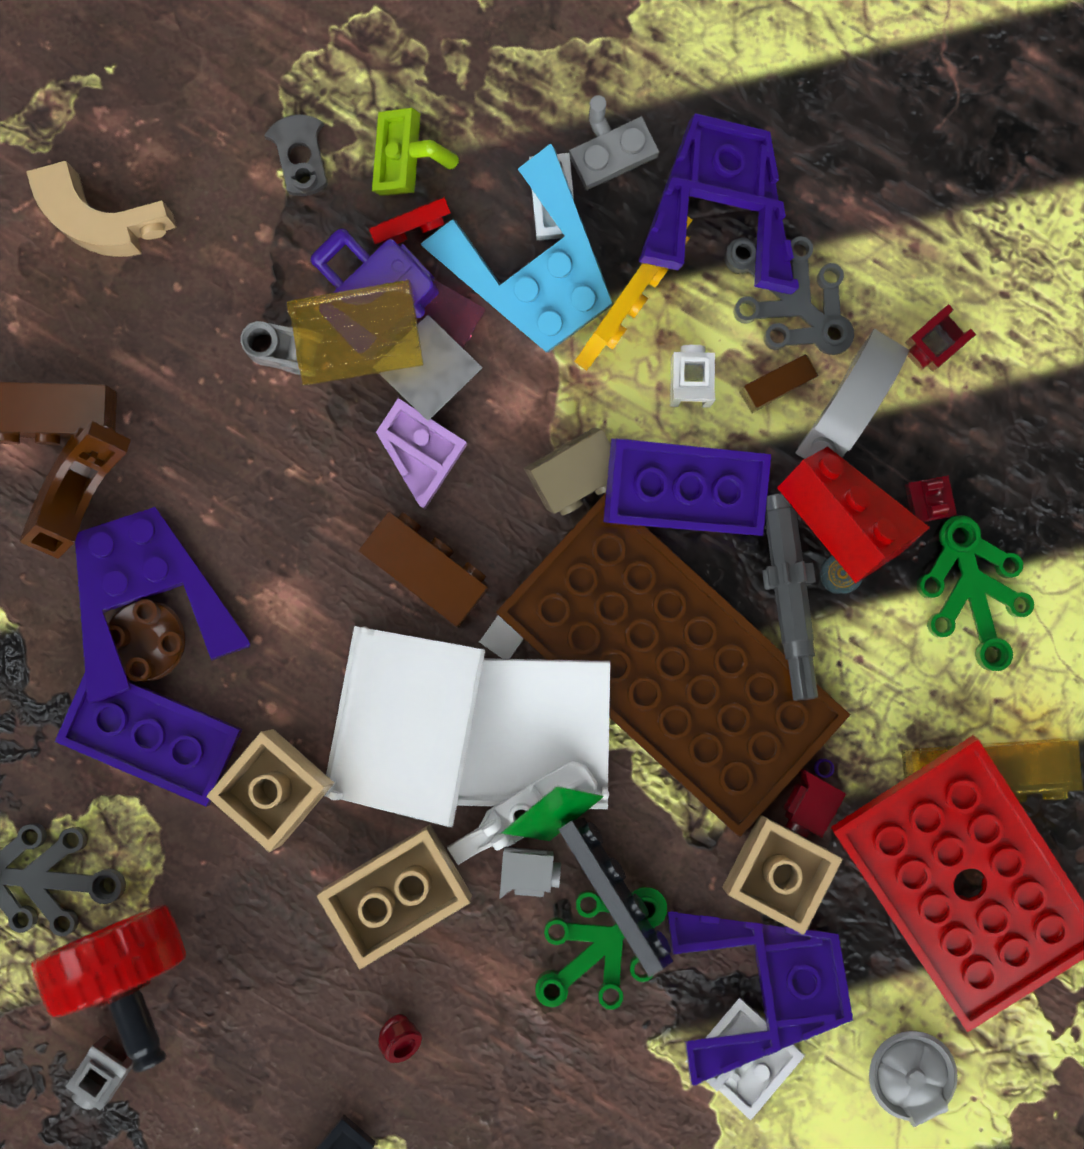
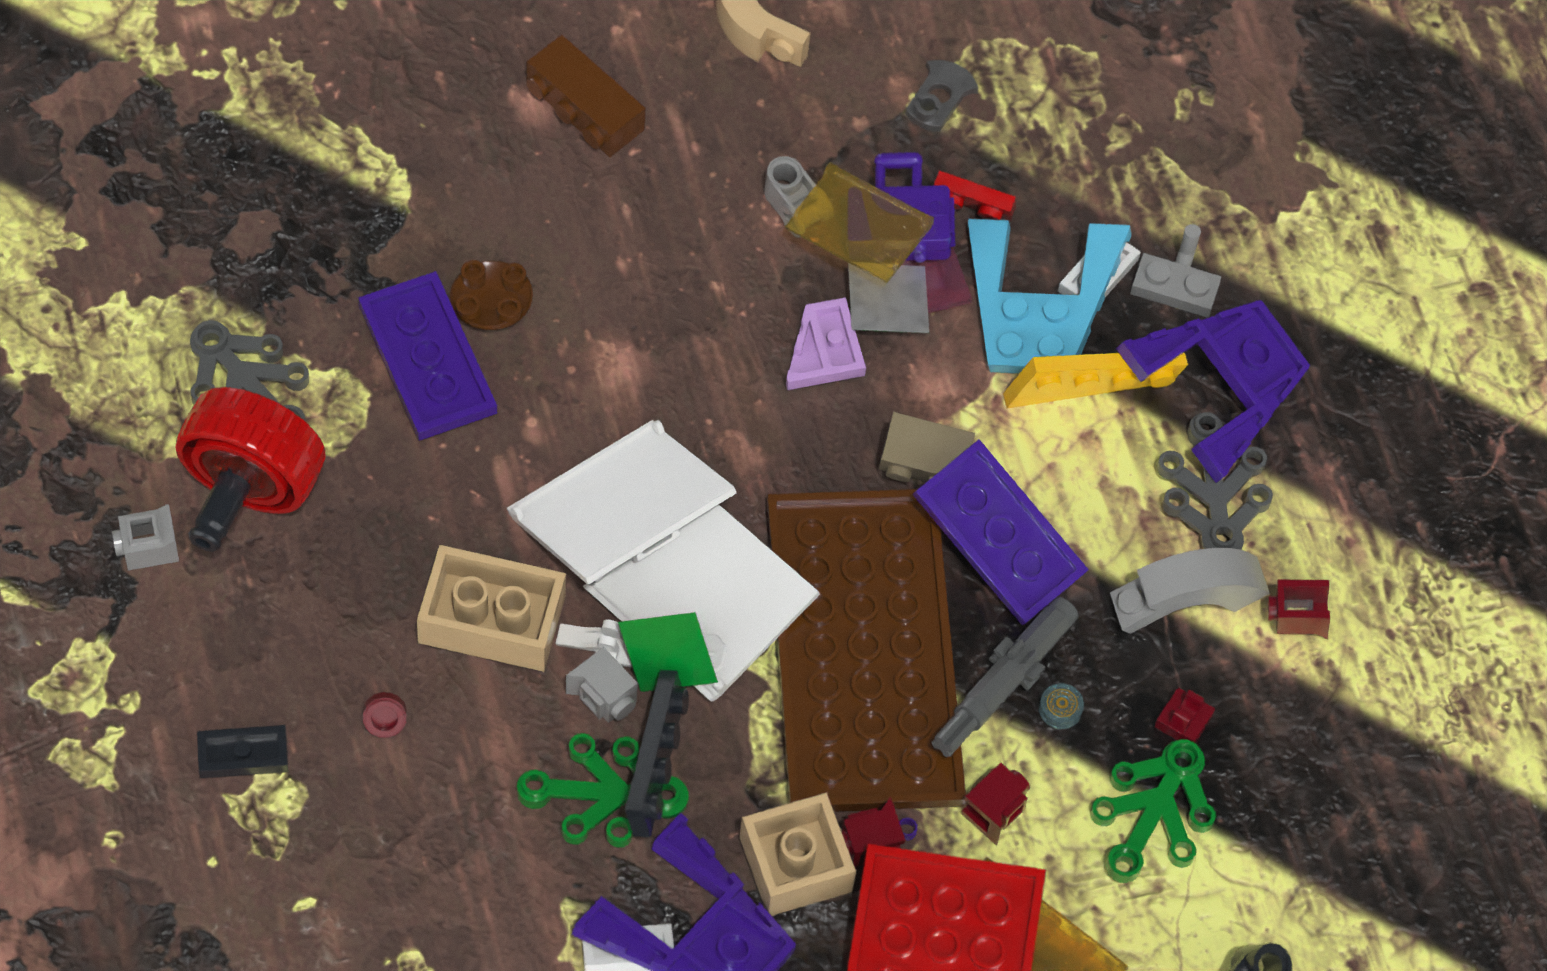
camera: 40 degrees right, 25 degrees down
(70, 486) = (553, 149): reddish brown arch -> none
(130, 563) = (539, 235): dark purple wing -> none
(270, 789) = (478, 459): tan brick -> none
(398, 152) = (1013, 147): lime plate -> none
(425, 567) = (746, 422): reddish brown brick -> none
(501, 638) = (755, 521): white sticker -> none
(692, 376) = (1084, 469): white window -> none
(778, 383) = (1142, 535): reddish brown piece -> none
(850, 513) = (1109, 659): red wedge -> none
(870, 693) = (996, 801): none -> dark red window

